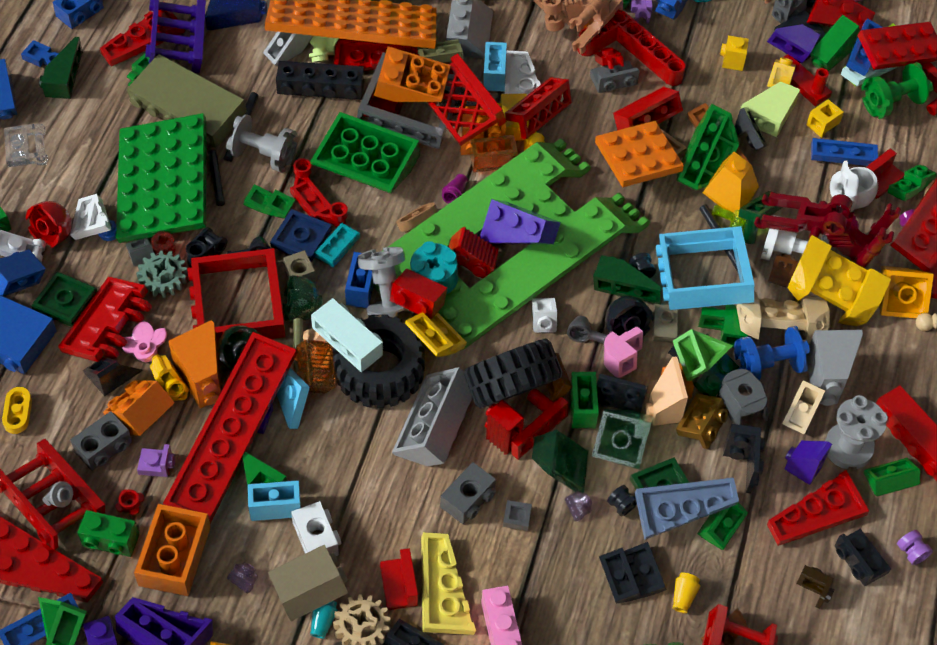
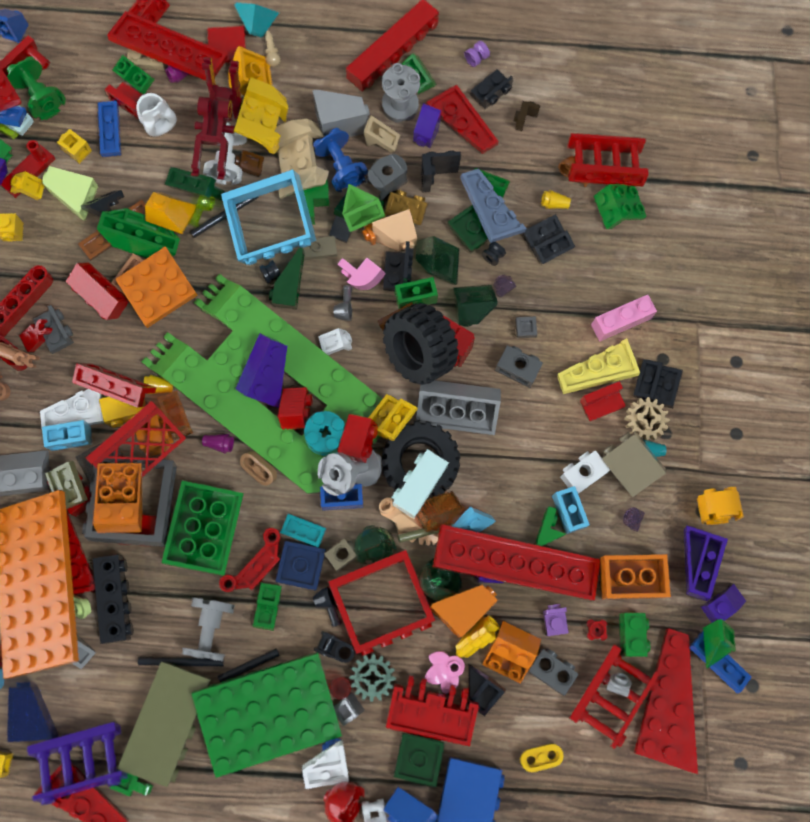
camera: 105 degrees left, 20 degrees up
(627, 314) = (327, 274): black cylinder -> none

